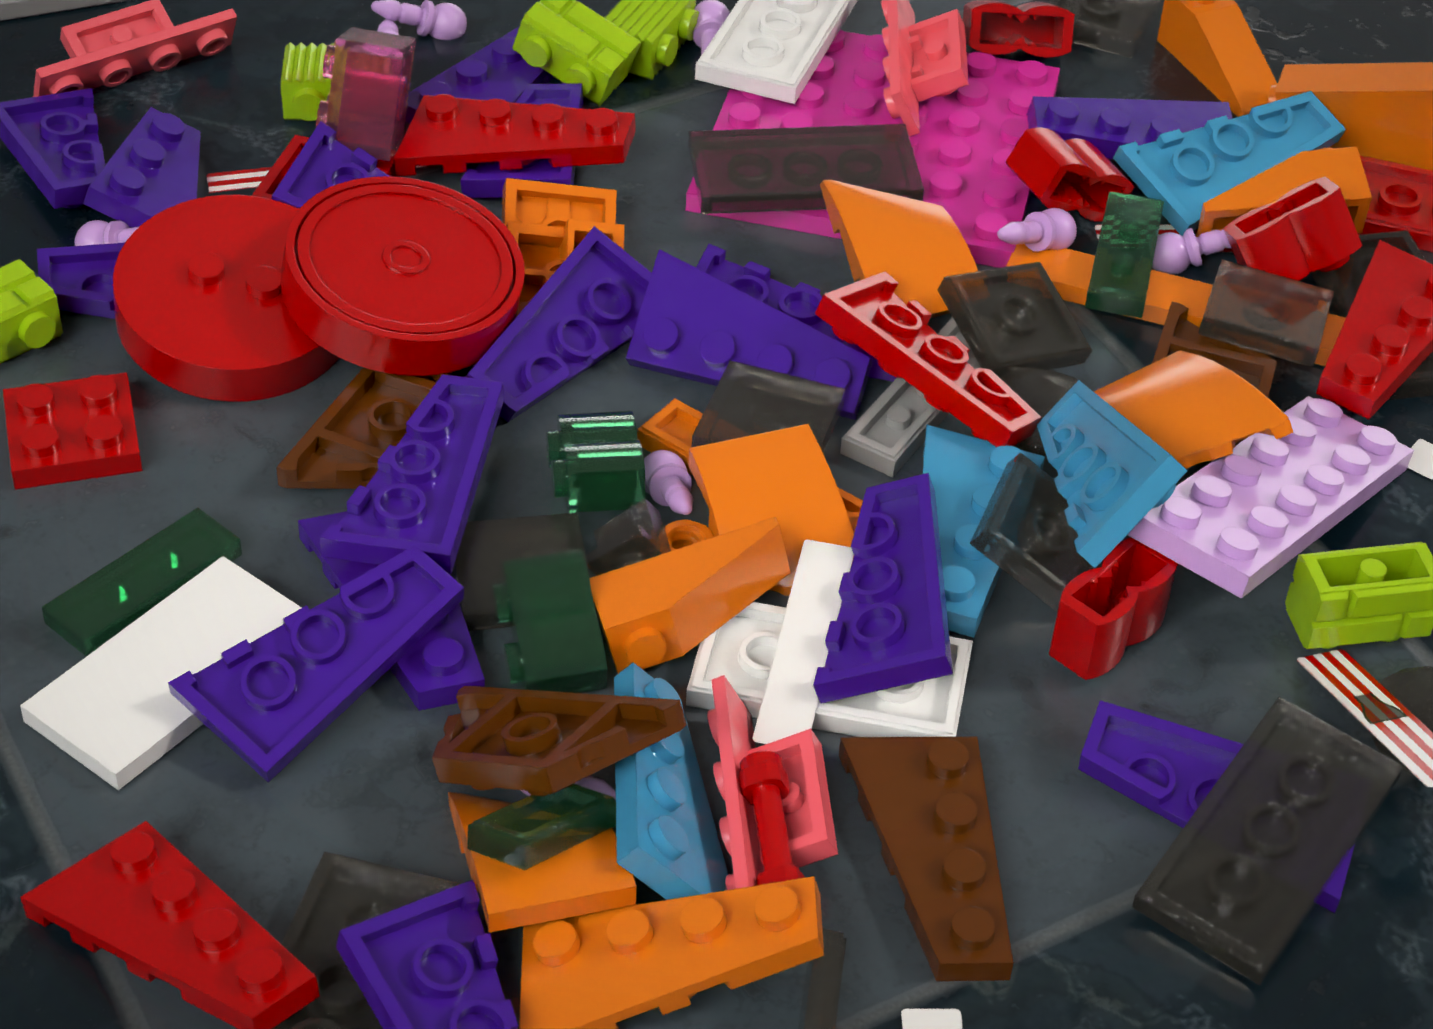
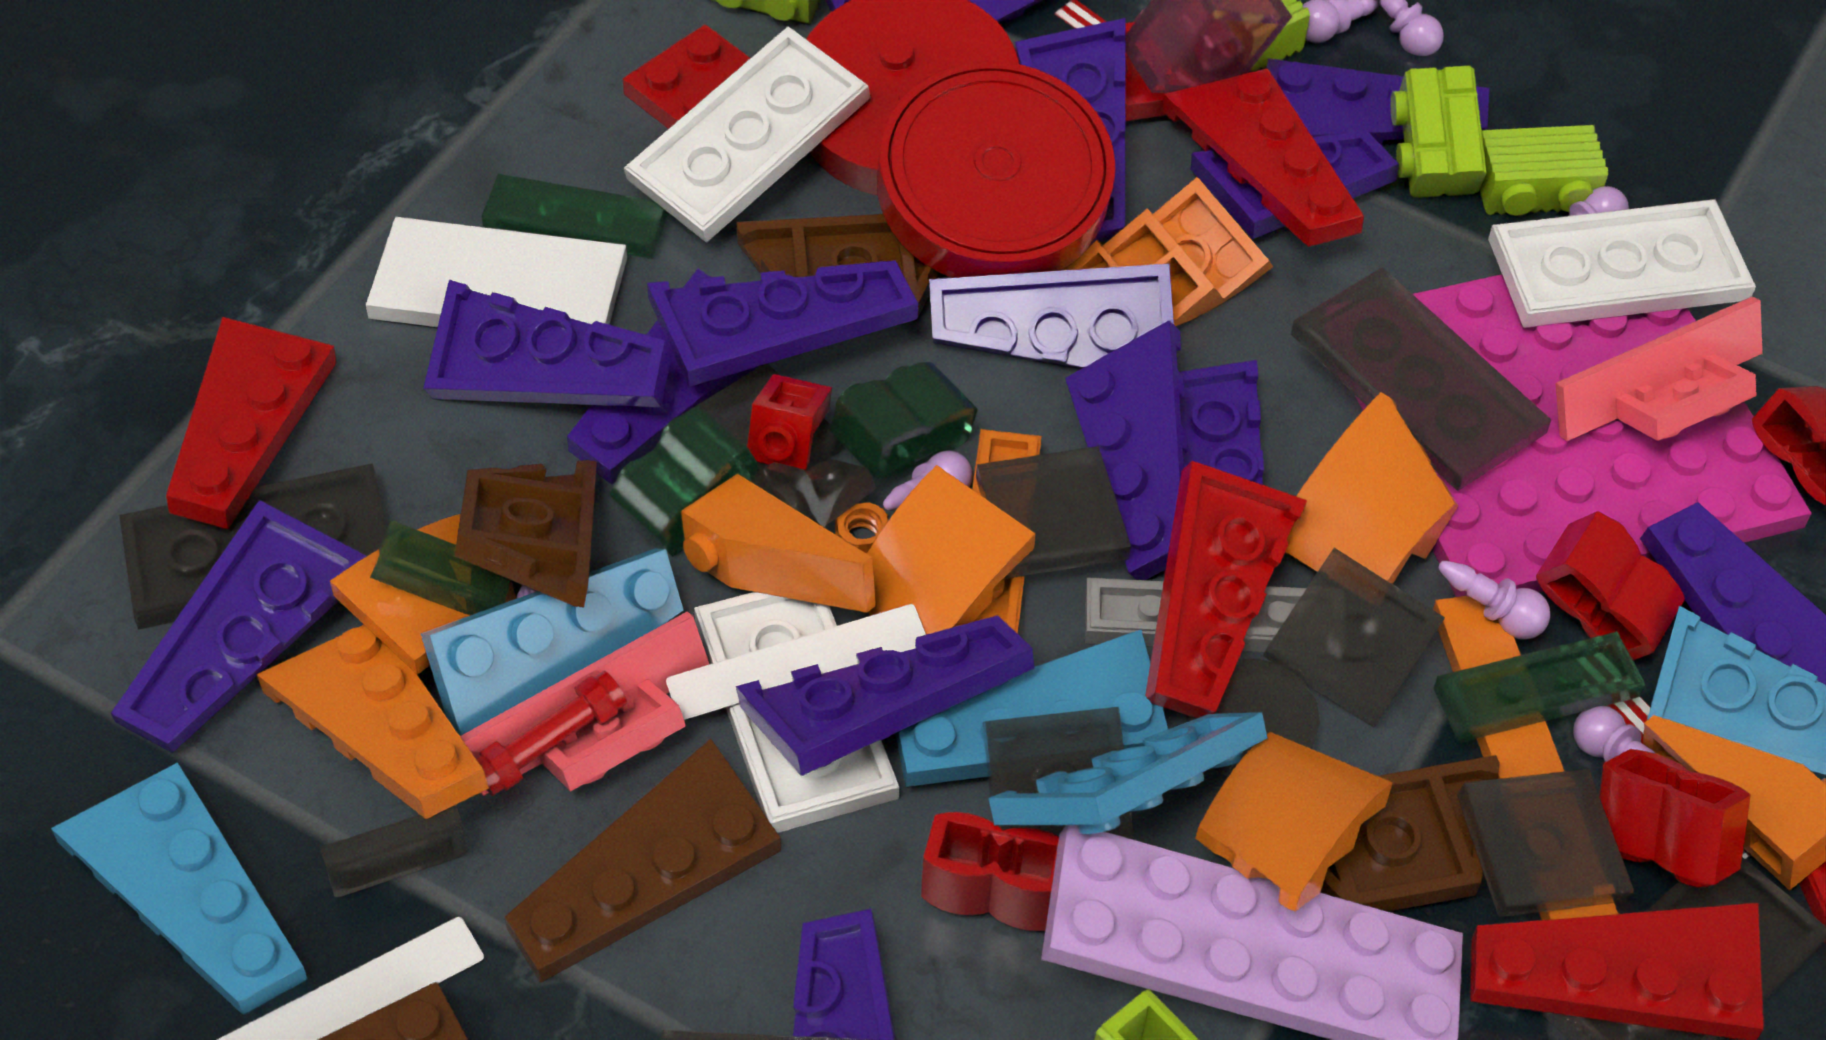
camera: 60 degrees right, 10 degrees up
(190, 408) = (747, 133): none -> white tile
(547, 519) = (786, 419): none -> red bracket

